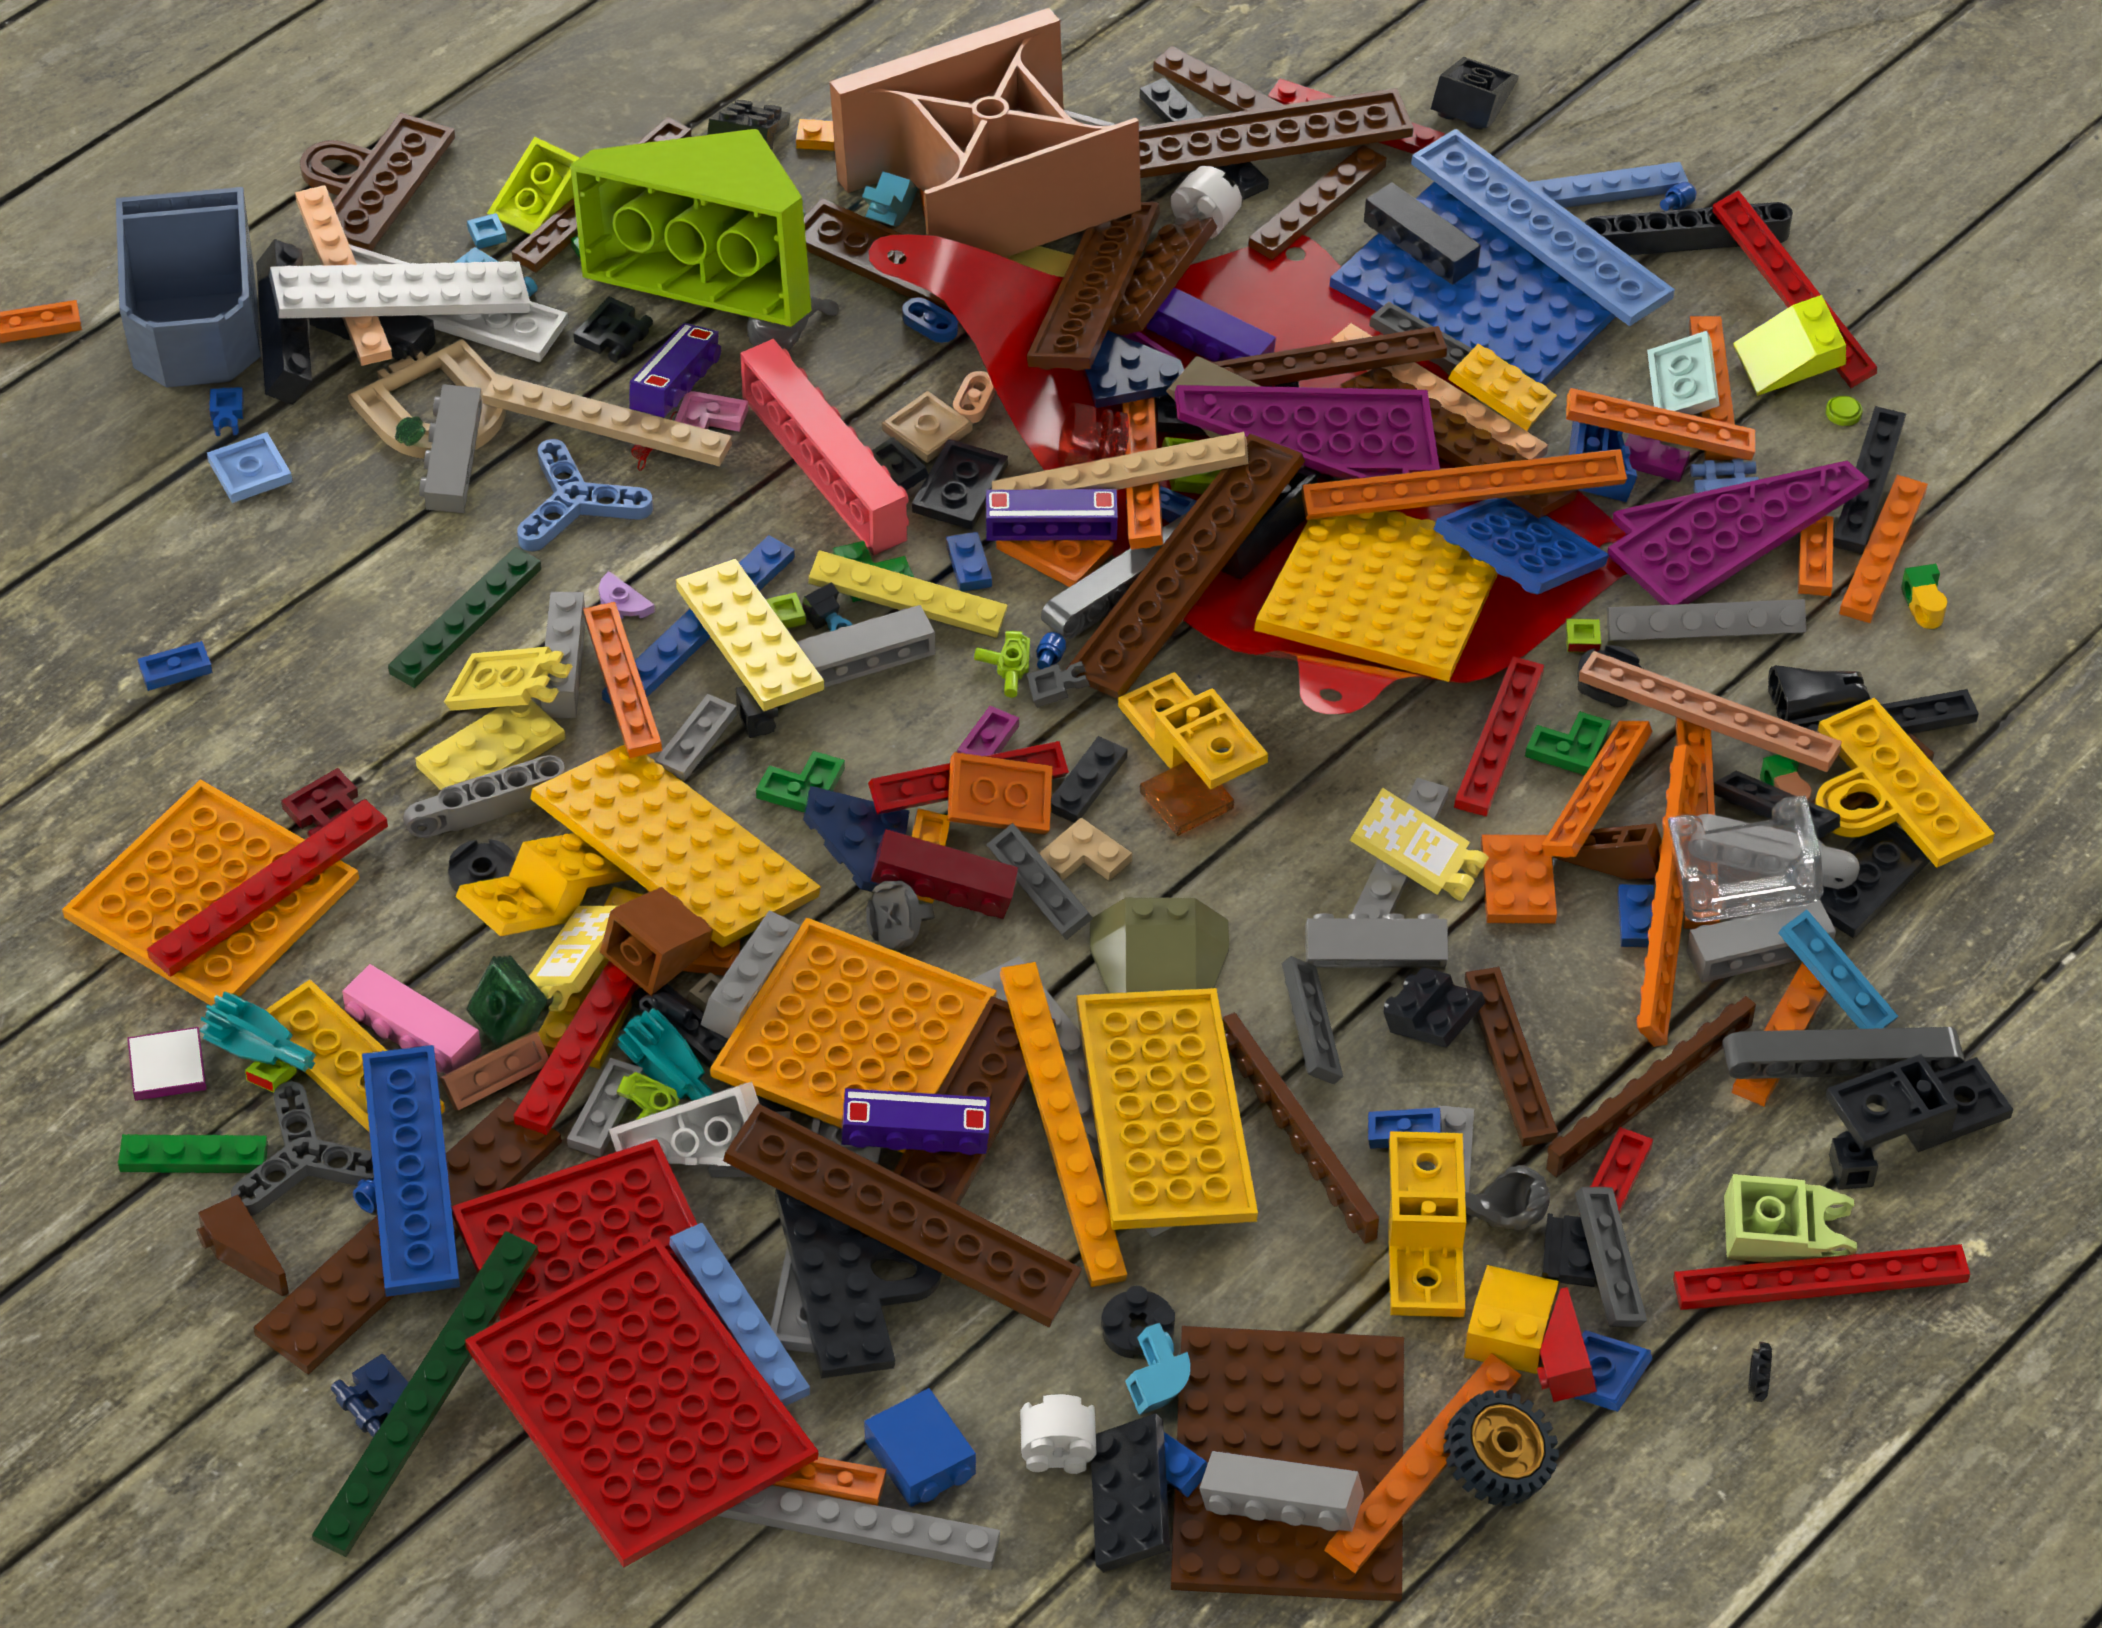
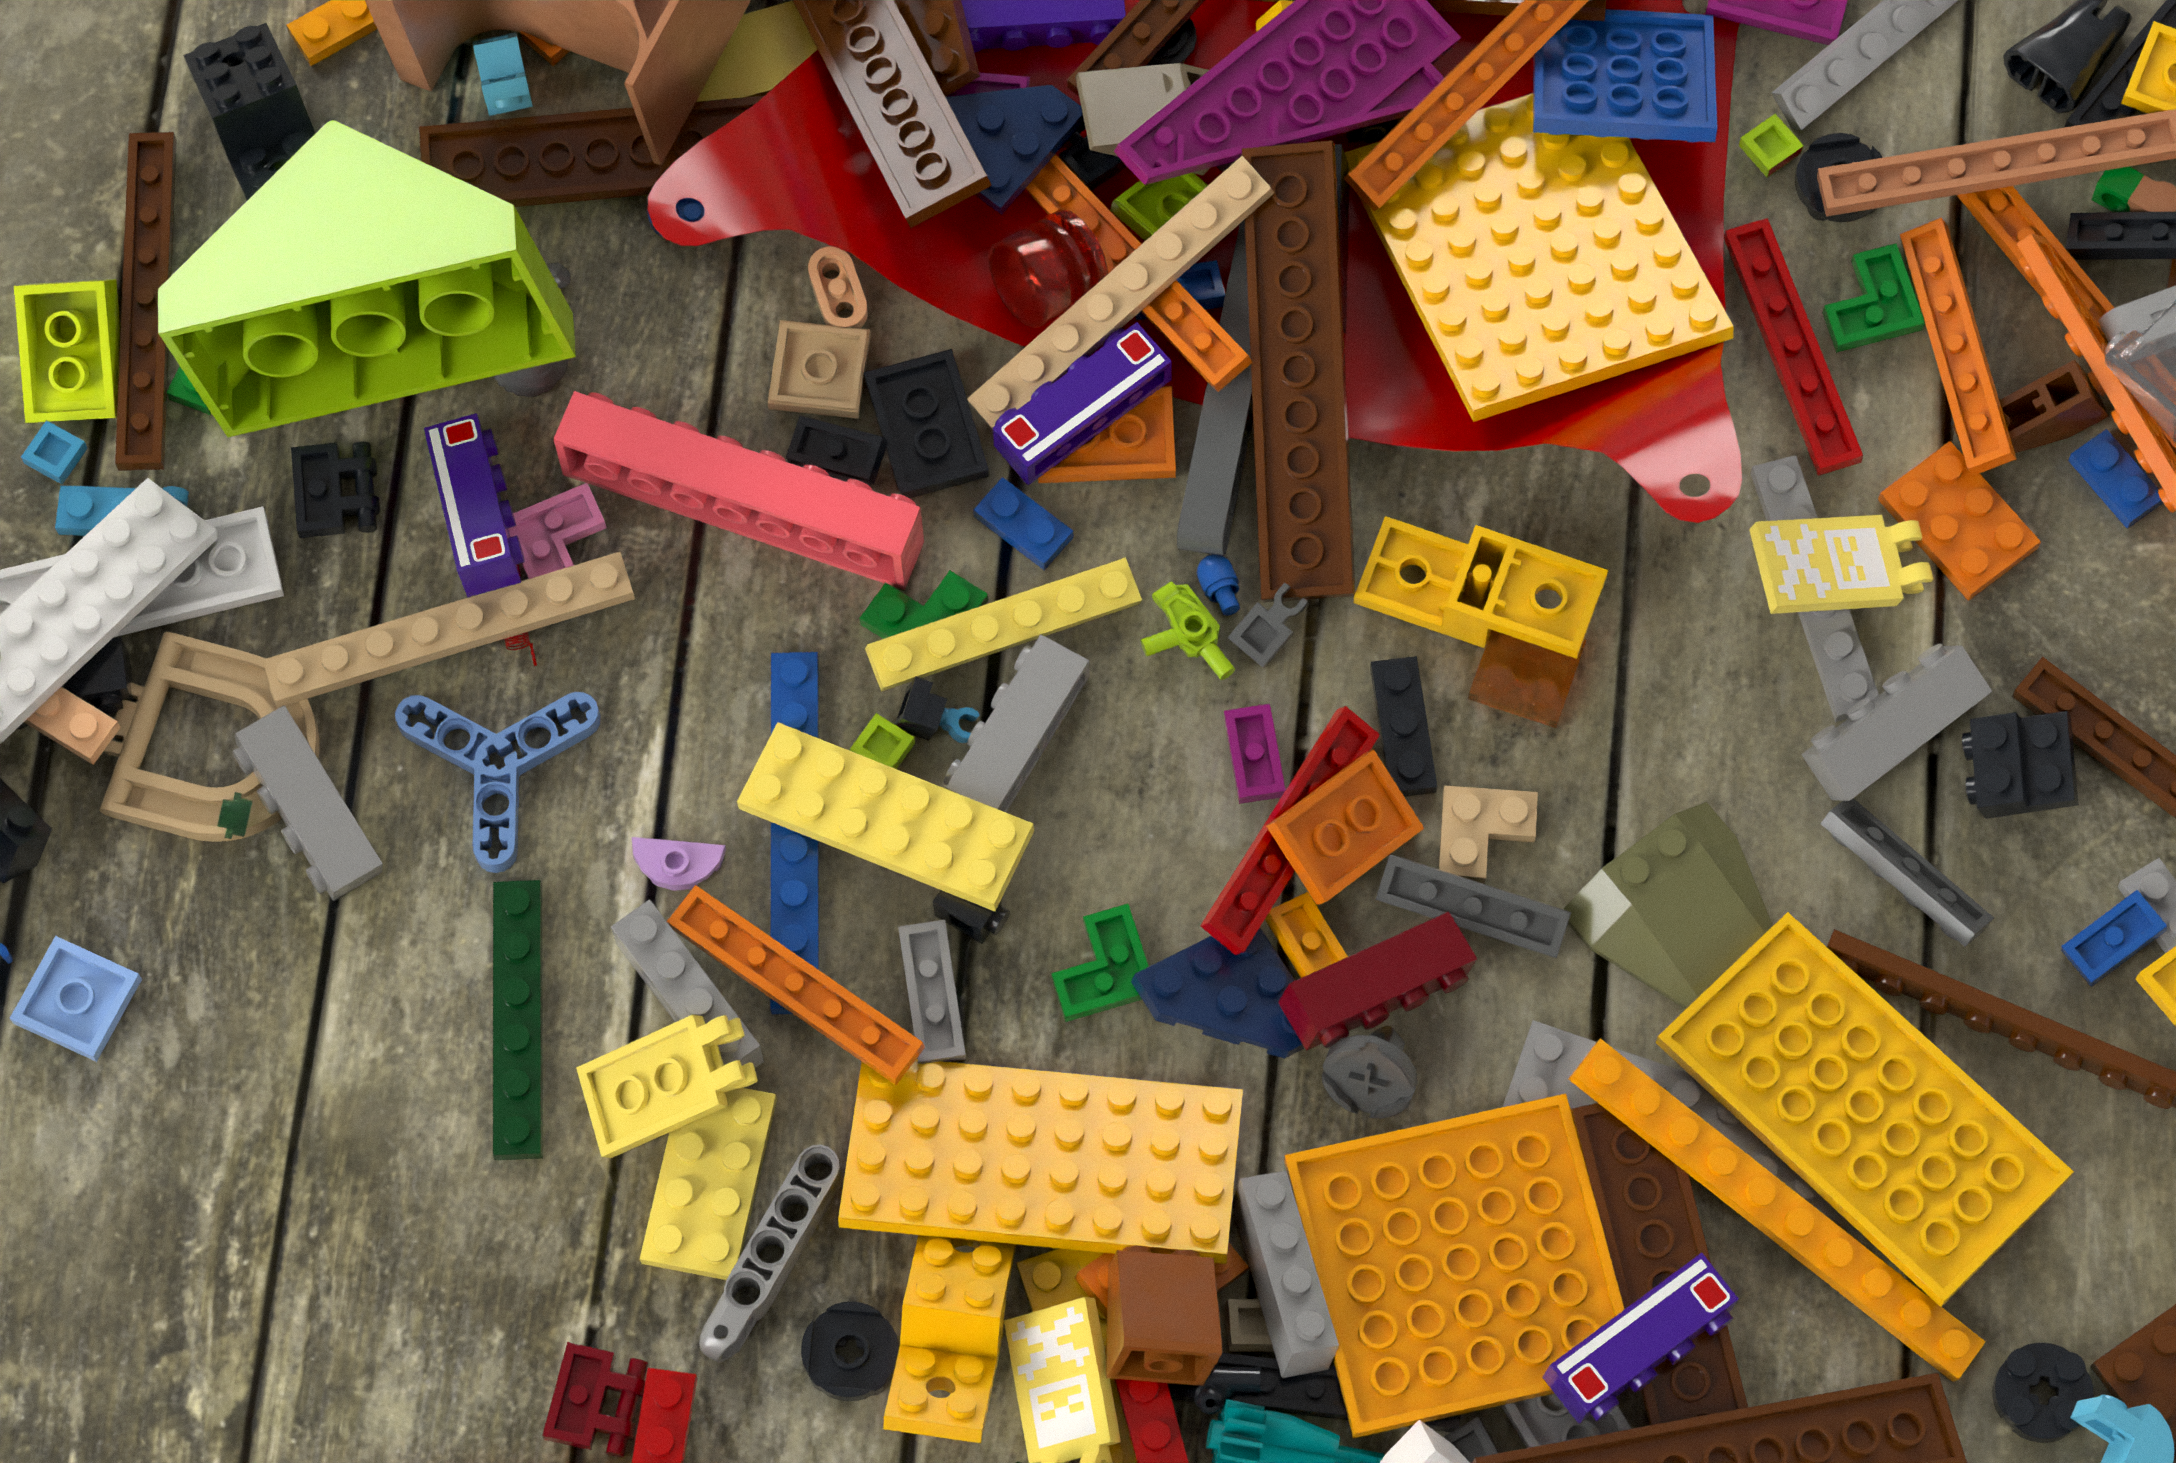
camera: 35 degrees left, 20 degrees up
(174, 665) = (242, 1342): blue plate -> none

